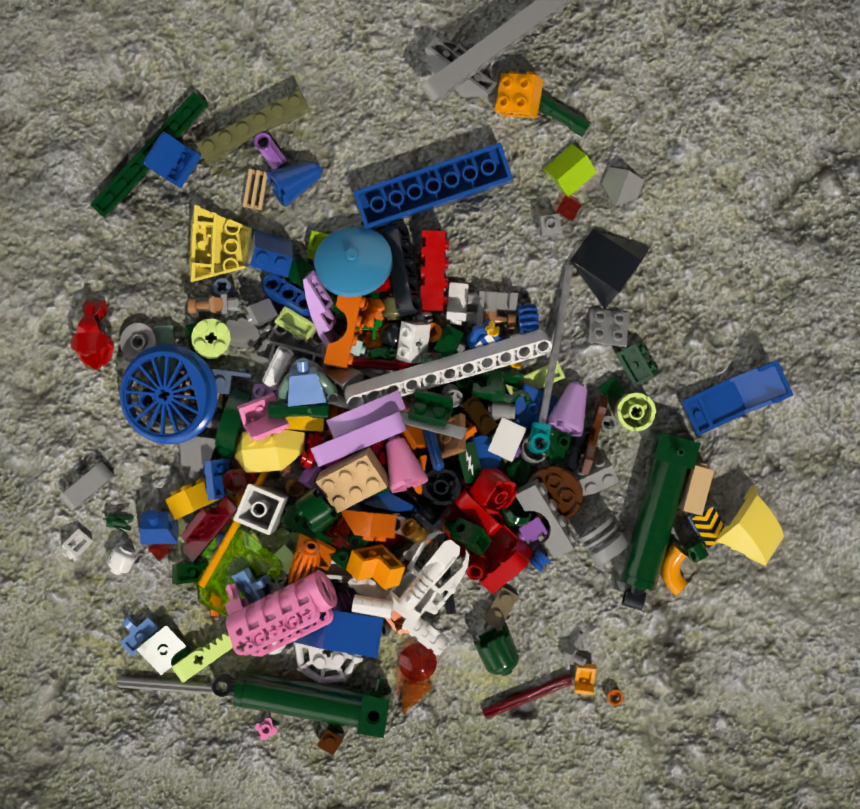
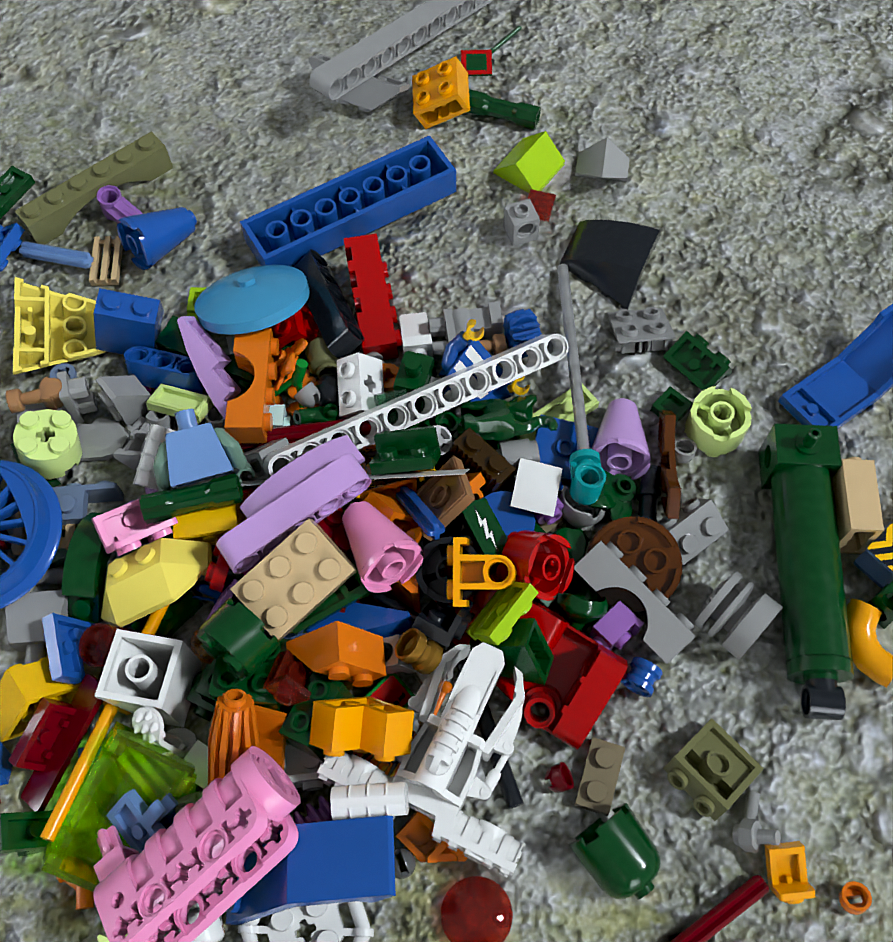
camera: 10 degrees left, 25 degrees down
(221, 179) = (56, 254): none -> medium blue axle
(267, 542) = (151, 725): none -> white piece
(378, 339) = (308, 395): none -> light grey hinge
(454, 496) = (472, 572): none -> light orange pin
(466, 519) = (501, 613): none -> lime plate
(478, 604) = (560, 778): none -> dark red hinge
(556, 57) = (480, 61): none -> dark green piece
(562, 619) = (712, 770): none -> olive plate

